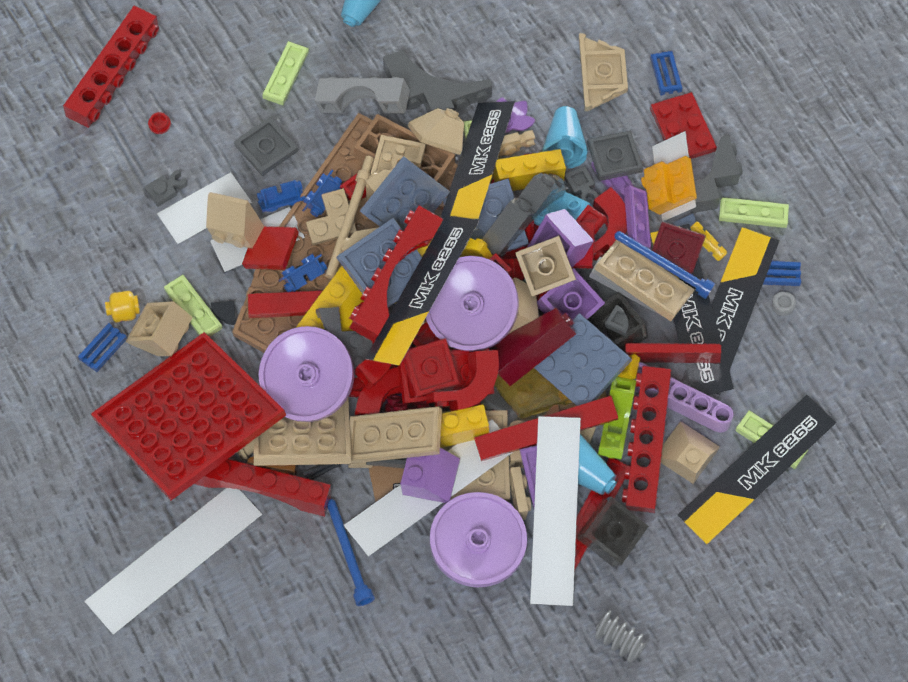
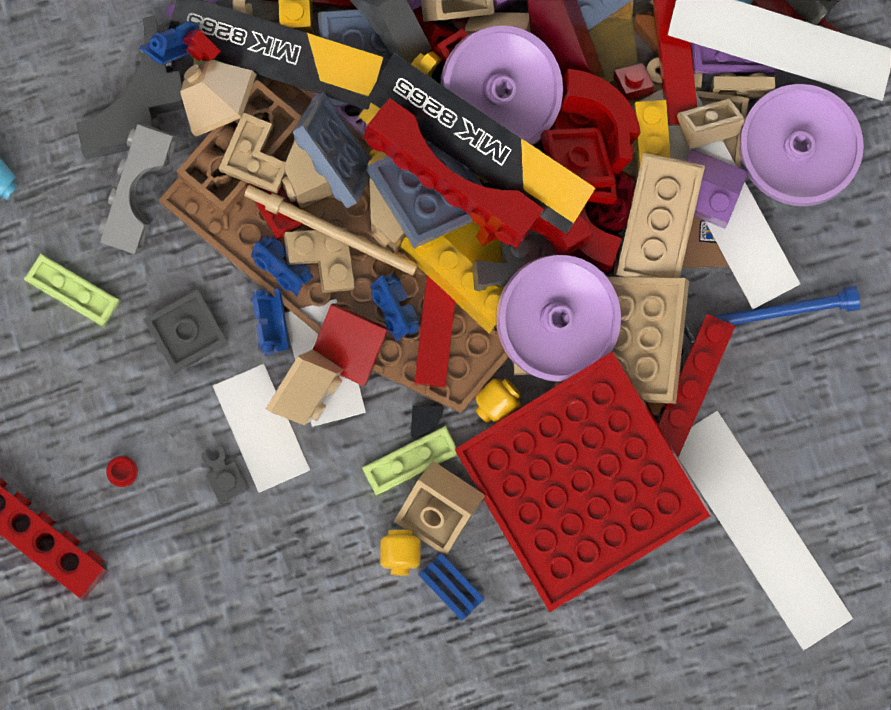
camera: 80 degrees left, 15 degrees up
(245, 354) = (497, 400): none -> yellow head
(469, 96) = (168, 44): none -> blue hinge
(472, 113) = (200, 46): none -> red plate
(481, 467) = (710, 123): none -> tan slope
(505, 411) = (633, 81): none -> red plate

